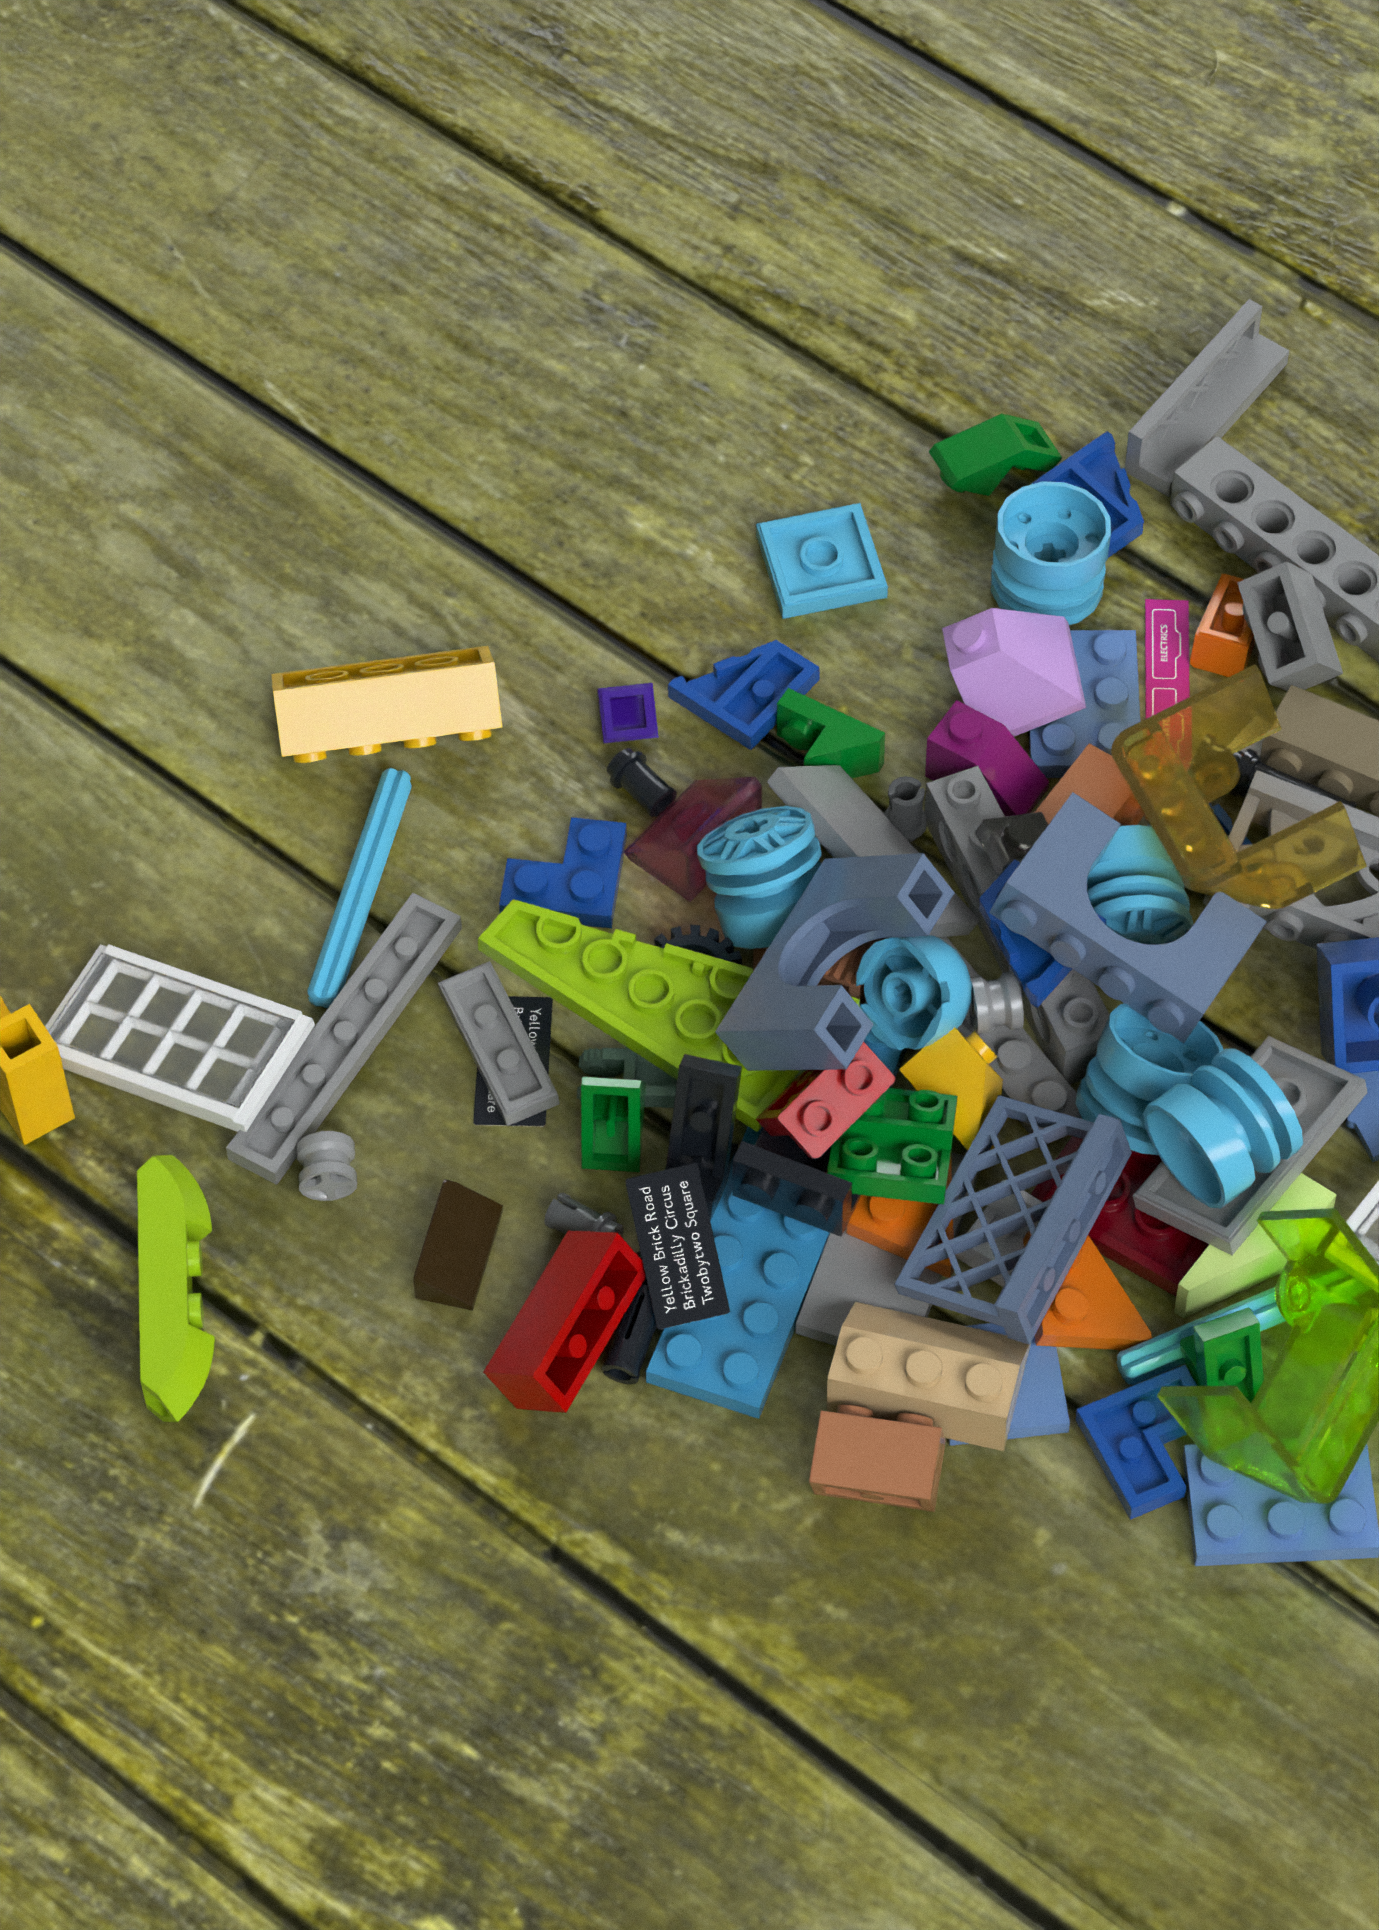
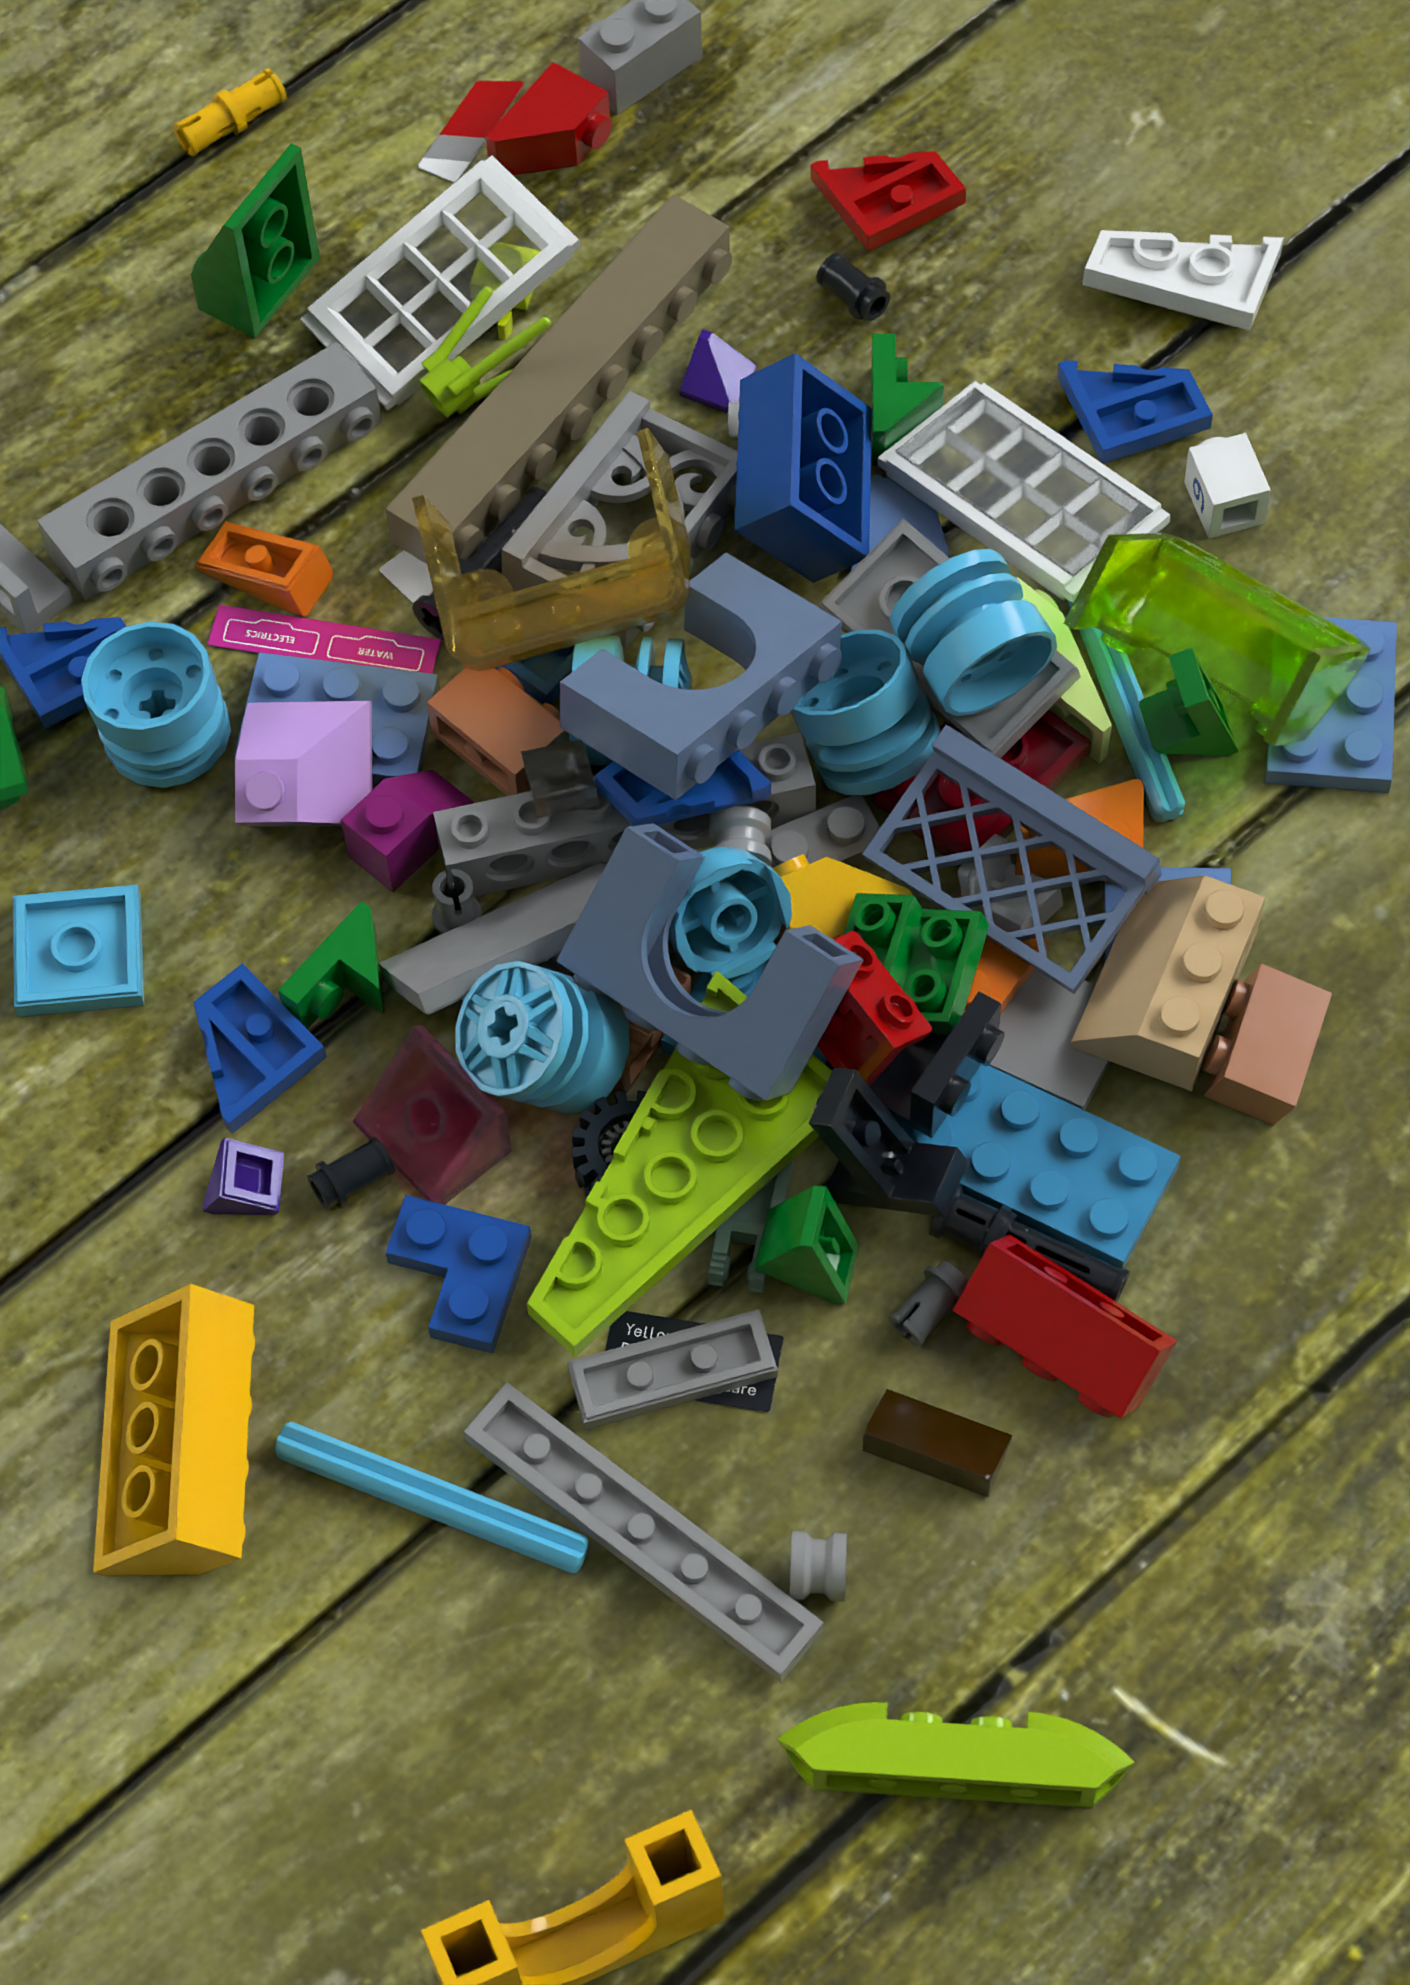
camera: 80 degrees left, 5 degrees up
(176, 1037) = (611, 1726): clear piece -> none
(677, 1246) = (997, 1195): black sticker -> none
(1129, 1439) = (1252, 819): blue plate -> none
(1289, 627) = (312, 496): light grey brick -> none

